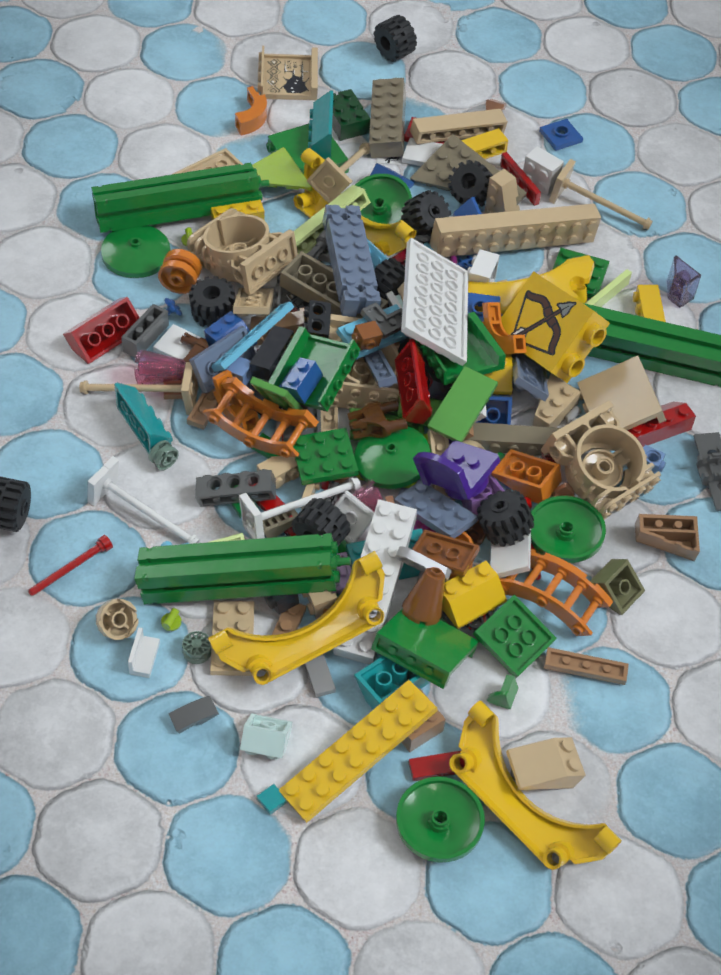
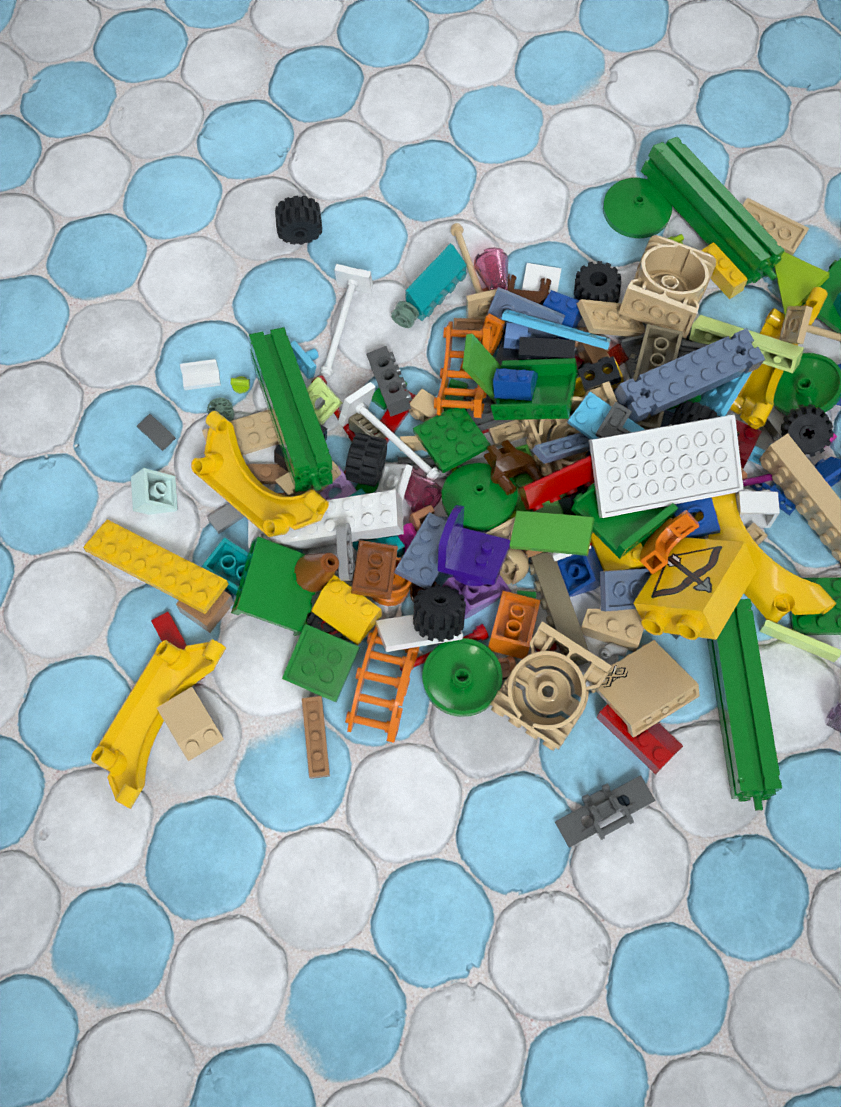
camera: 75 degrees right, 15 degrees up
(102, 330) = (526, 218): red slope -> none
(102, 544) = (296, 306): red piece -> none
(117, 619) = (219, 341): tan cylinder -> none
(145, 330) = (537, 248): dark grey brick -> none
(172, 308) = (580, 259): blue plant -> none
(179, 271) = (620, 247): orange wheel -> none
(271, 799) = (98, 517): teal tile -> none
(367, 335) = (585, 417): dark orange brick -> none
(444, 802) = (103, 638): green dish -> none
(506, 696) = (260, 673): green tile -> none
(620, 583) = (416, 743): olive slope -> none
(648, 302) = (800, 690): yellow brick -> none
(655, 457) = (586, 731): medium blue brick -> none
(669, 533) = (497, 779): medium nougat wedge -> none

